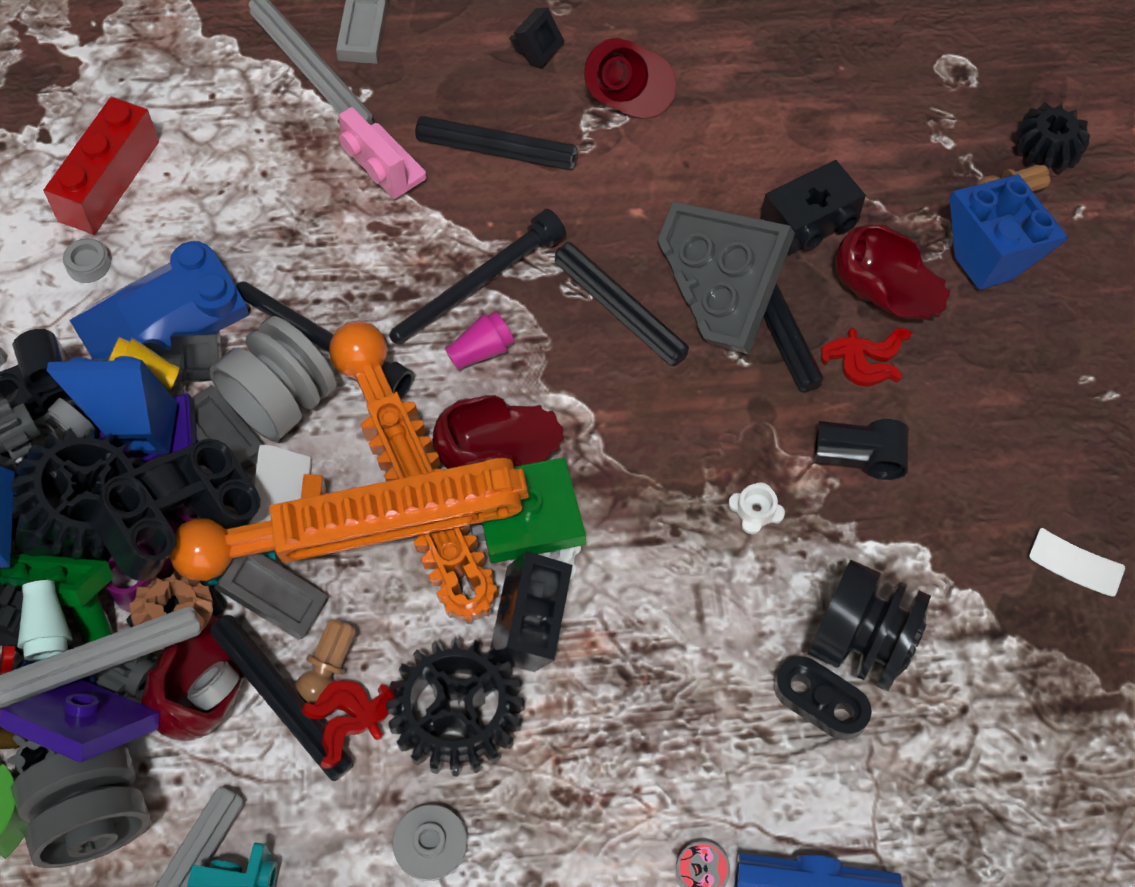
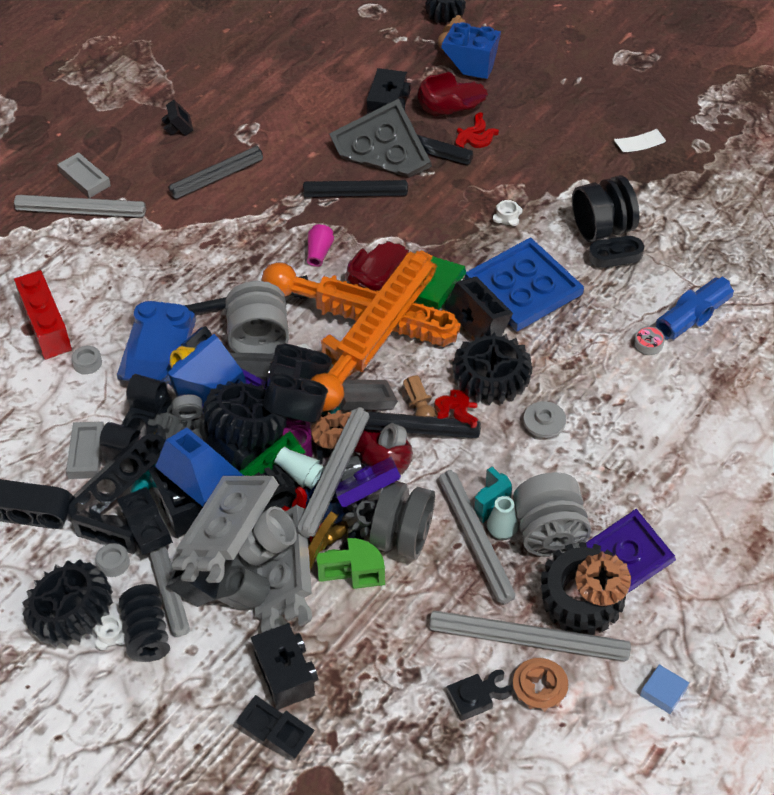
camera: 45 degrees left, 10 degrees down
(379, 154) = (172, 211): bright pink bracket -> none
(544, 231) = (287, 187): black piece -> none
(630, 78) = (244, 103): dark red piece -> none
(646, 628) = (528, 282): none -> blue plate
(877, 448) = (523, 157): black piece -> none

